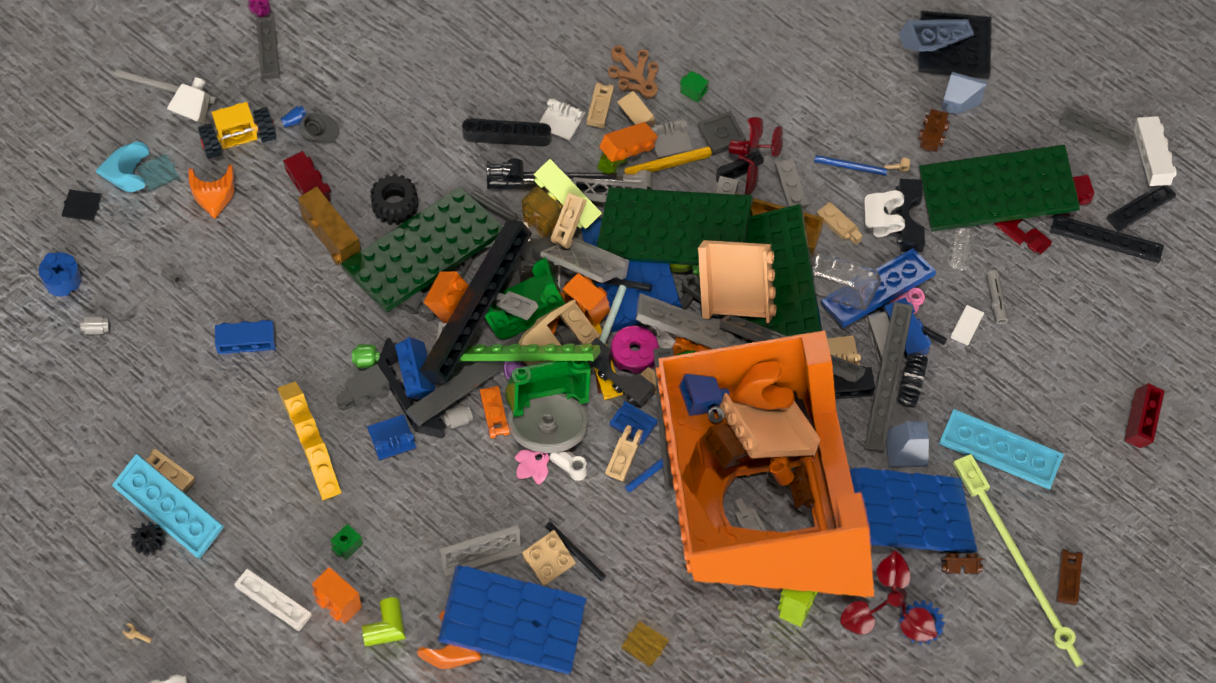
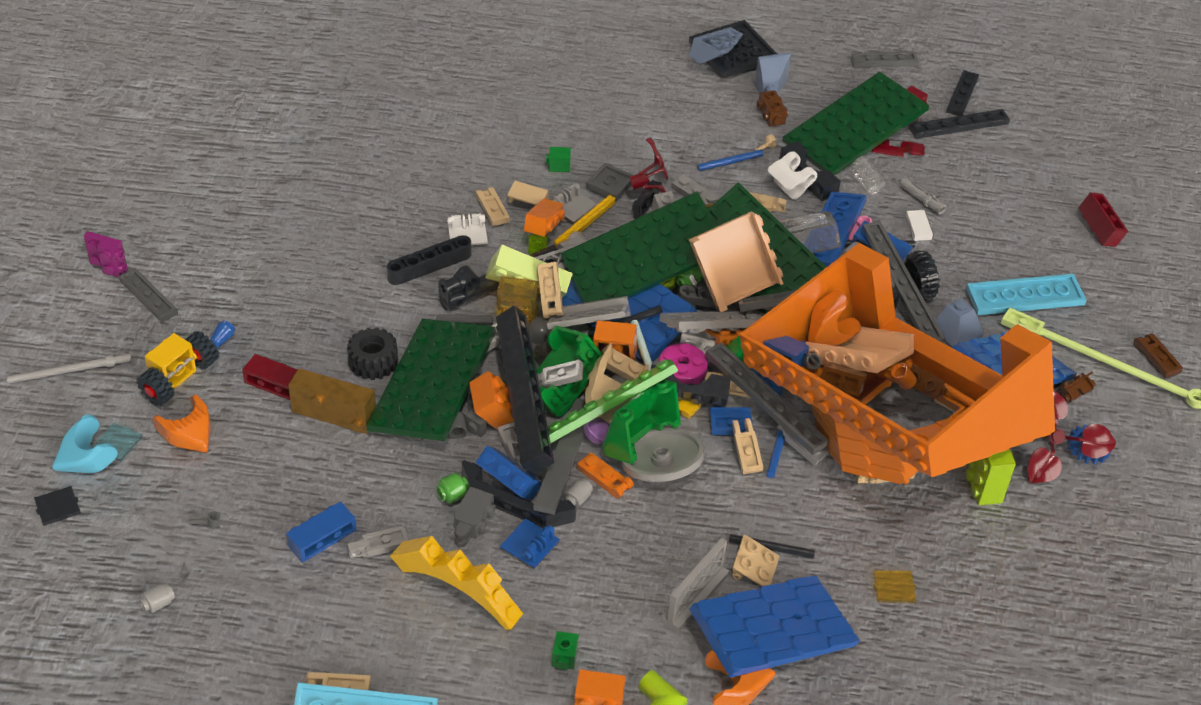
camera: 35 degrees left, 15 degrees down
(60, 273) = (84, 571): blue brick -> none
(191, 101) = (108, 365): white torso -> none
(281, 371) = (377, 542): none -> light grey hinge
(318, 127) = (250, 332): dark grey cap -> none
(531, 467) = (675, 500): bright pink plate -> none
(568, 462) = (712, 478): white piece -> none
(634, 74) = (474, 165): medium nougat plant -> none
(1154, 151) = (940, 52): white brick -> none

